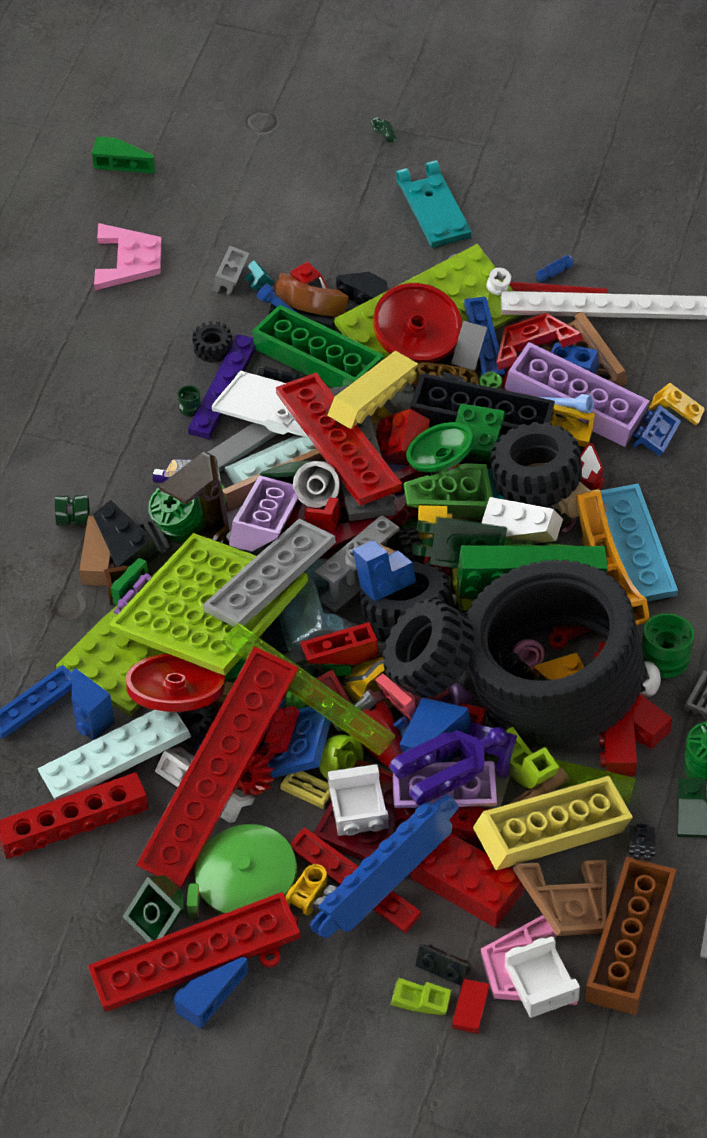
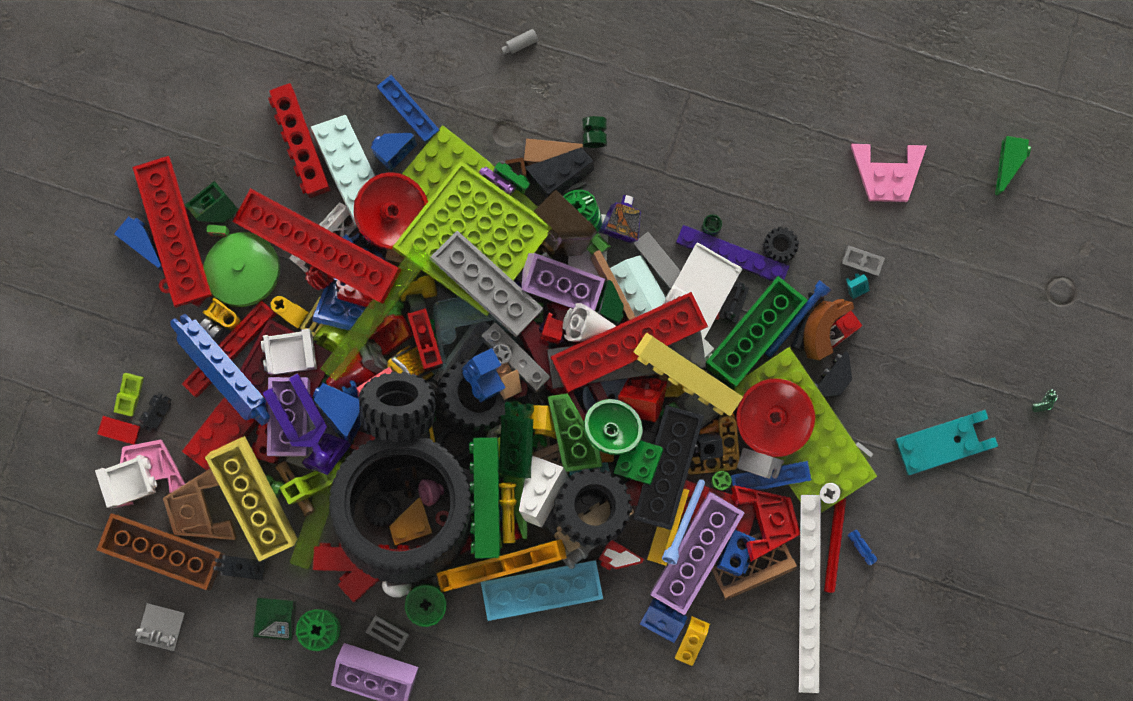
camera: 90 degrees right, 30 degrees up
(301, 814) = (291, 312): none -> yellow piece

